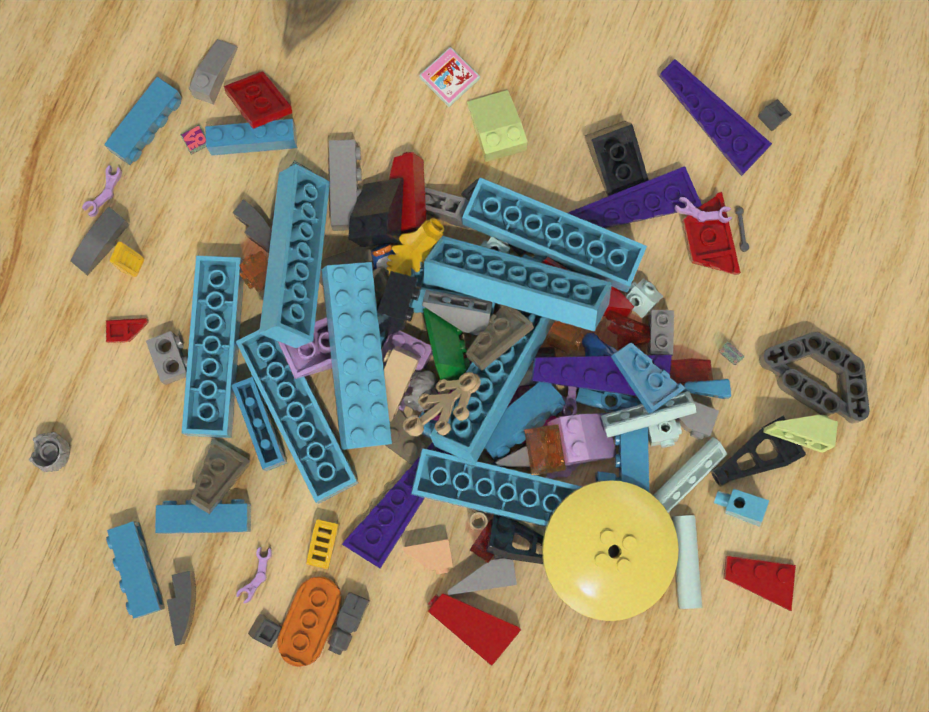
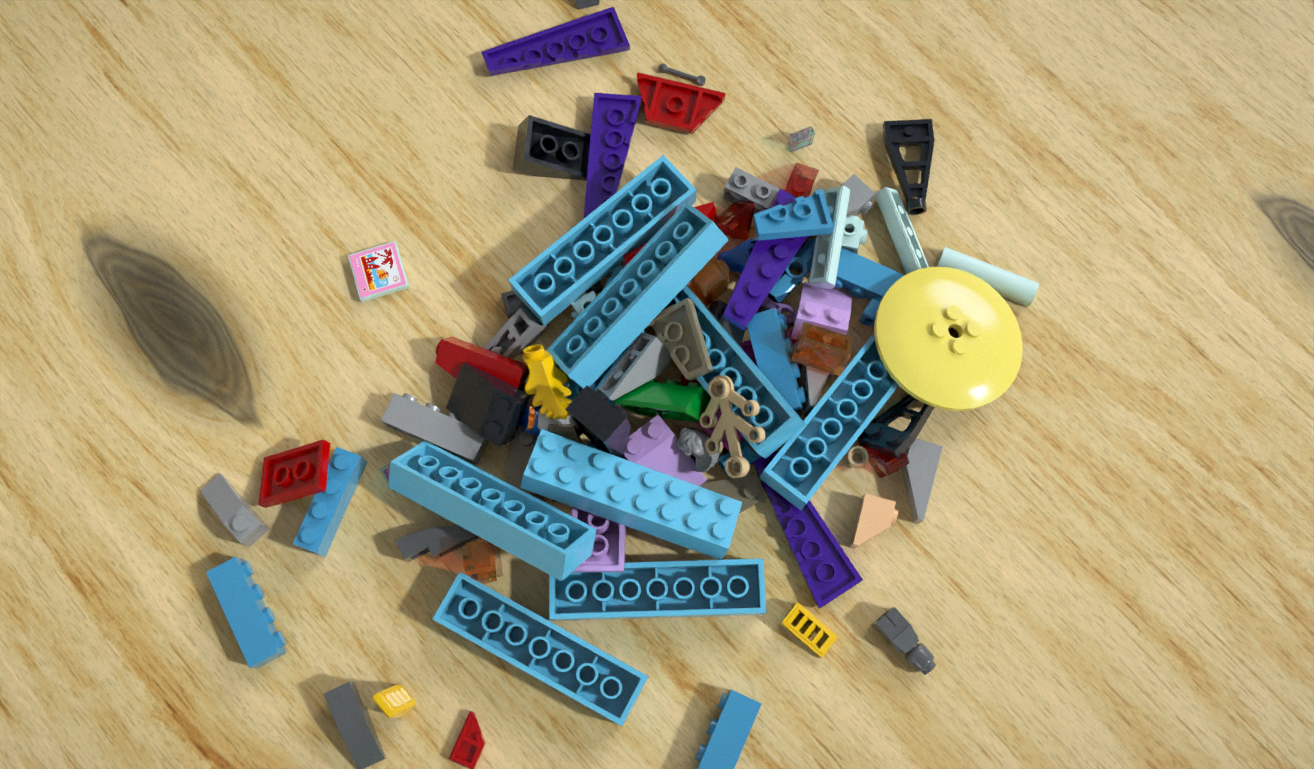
camera: 65 degrees left, 5 degrees down
(107, 194) = (304, 691): lavender piece -> none
(163, 360) = (527, 711): light grey brick -> none
(194, 139) = (298, 565): tile -> none
(219, 473) = (685, 709): dark tan wing -> none
(259, 424) = (650, 636): dark azure brick -> none
(260, 576) = (815, 715): lavender piece -> none
(265, 630) = (874, 736): dark grey slope -> none
(309, 621) = (885, 683): orange tile -> none
(398, 375) = (669, 457): tan slope -> none
(476, 628) = (967, 509): red slope -> none
(497, 126) = (456, 247): yellowish green slope -> none
(643, 297) = (708, 189): light aqua brick -> none
(702, 215) = (652, 101): lavender piece -> none
(712, 388) = (830, 167): dark azure slope -> none
(753, 509) = (958, 195): medium azure torso -> none
(764, 578) = (1032, 215): red wing -> none
(812, 432) = (914, 102): yellowish green slope -> none
(820, 394) = (895, 65): dark grey piece -> none

